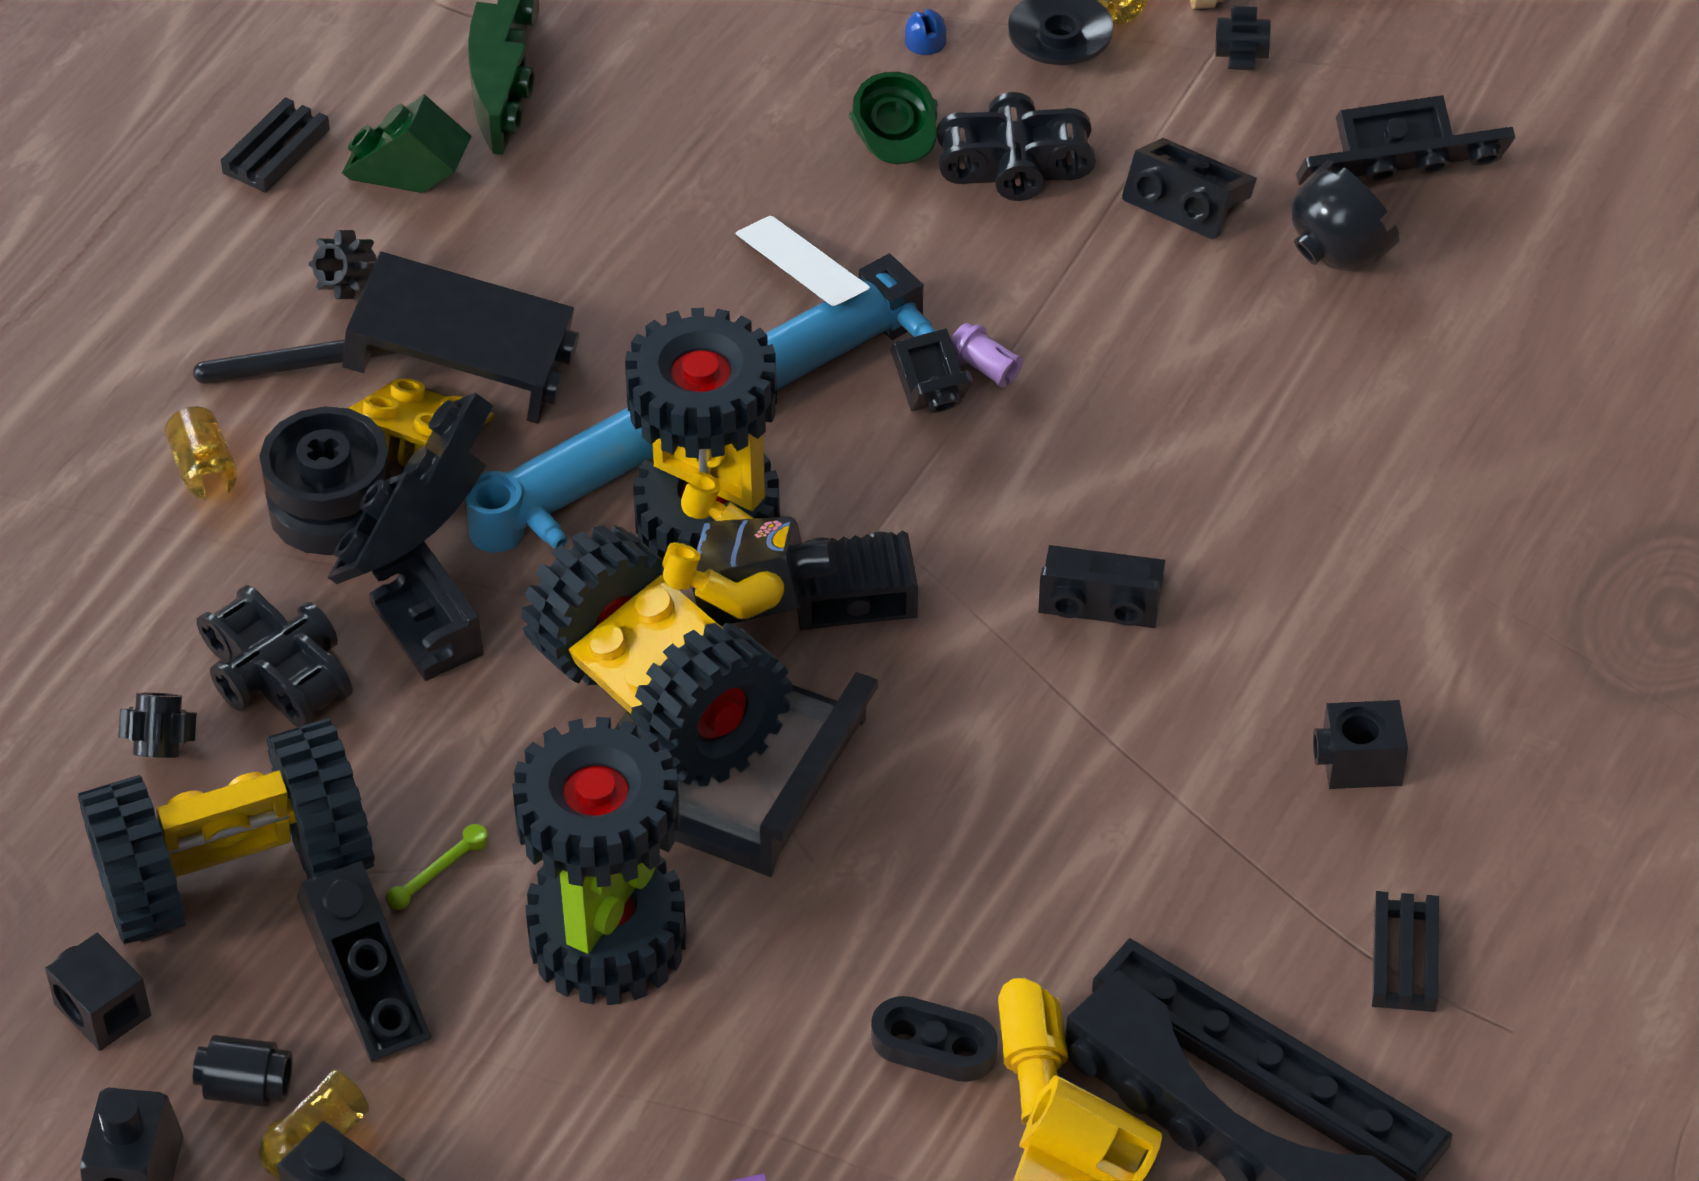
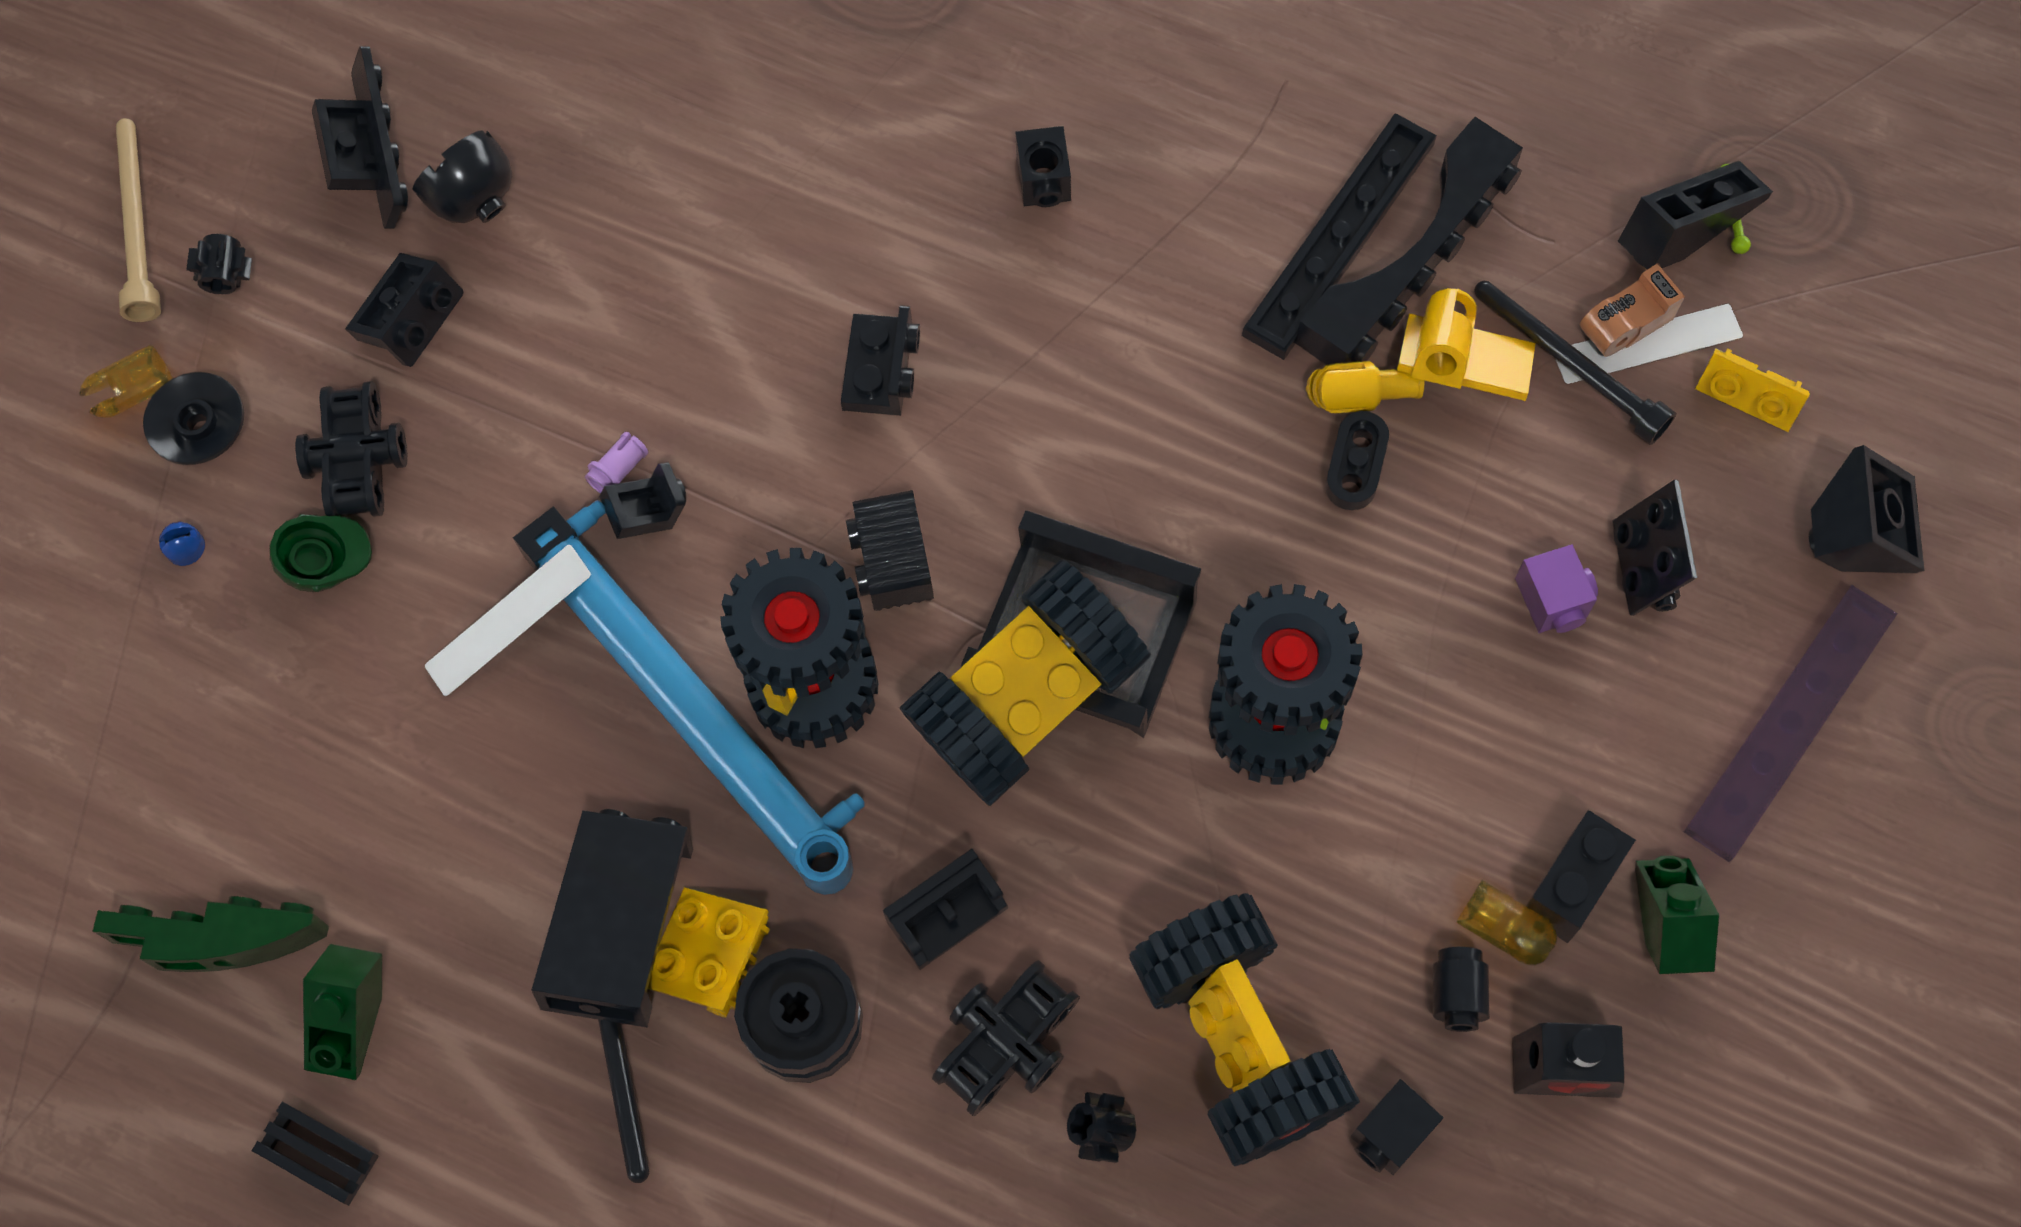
camera: 90 degrees left, 20 degrees up
(199, 449) = (751, 1153): clear yellow piece -> none
(343, 263) = (507, 1046): black gear -> none
(362, 960) = (1337, 907): black slope -> none
(419, 501) = (852, 919): black slope -> none
(474, 839) = (1182, 842): lime hinge -> none
(742, 563) = (925, 610): torso -> none
(1406, 910) = (1230, 137): black tile -> none

